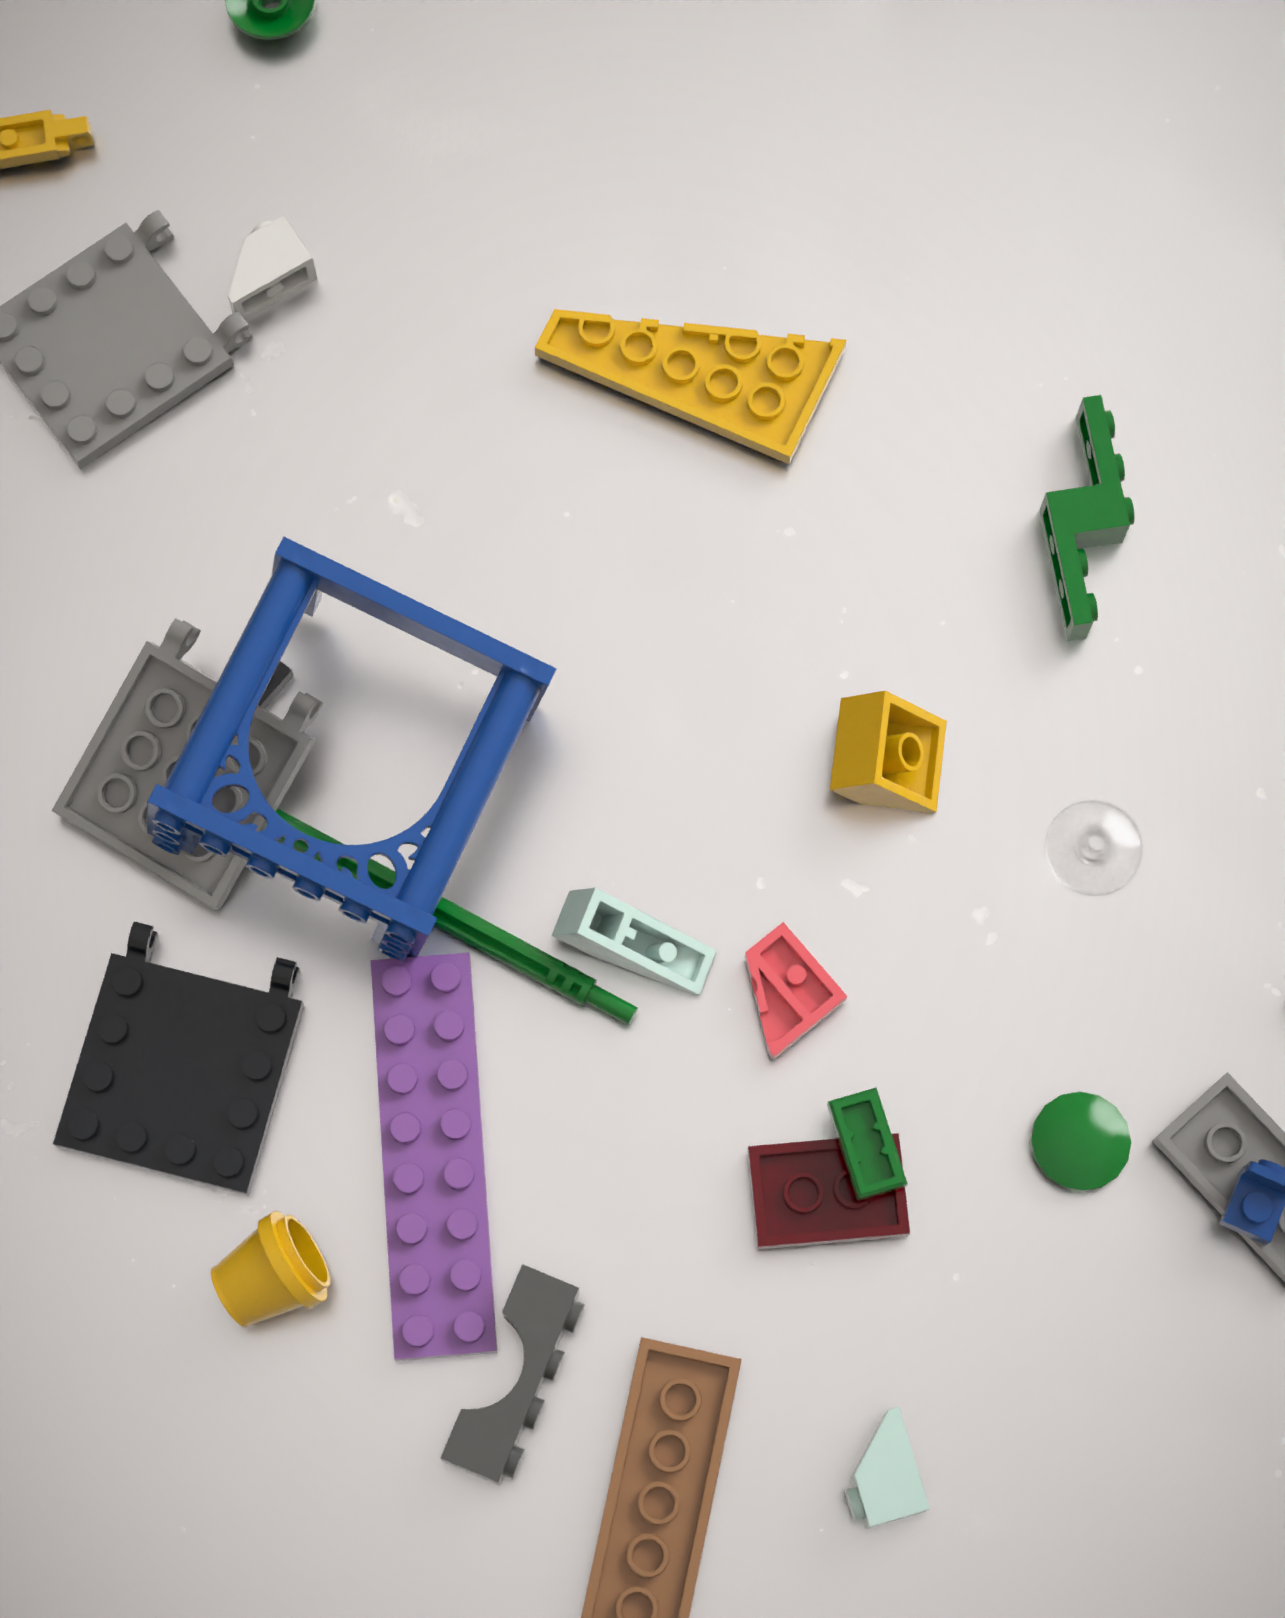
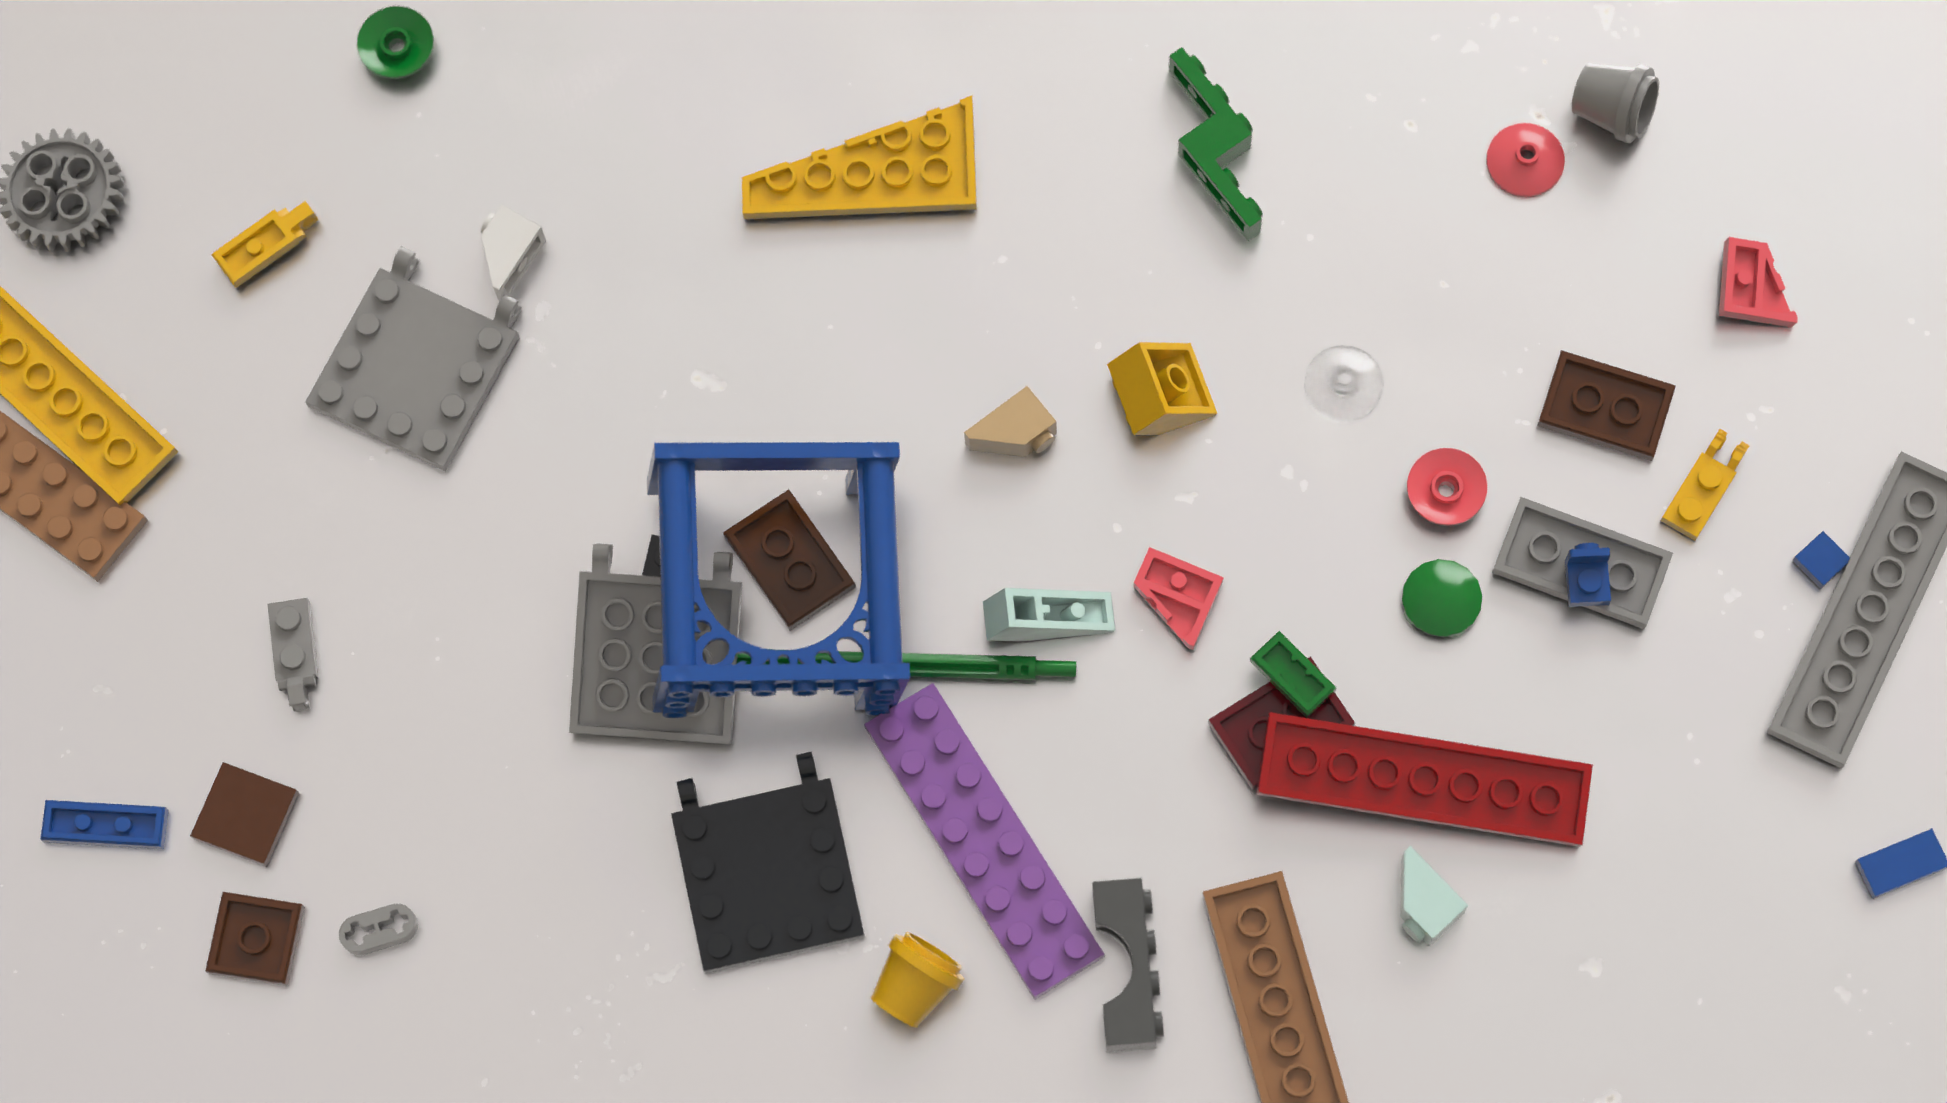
camera: 20 degrees left, 0 degrees up
(387, 741) = (789, 559): none -> reddish brown tile
(703, 717) = (1014, 427): none -> tan slope
(956, 1339) = (1424, 779): none -> red plate
(1164, 1001) = (1452, 469): none -> coral dish

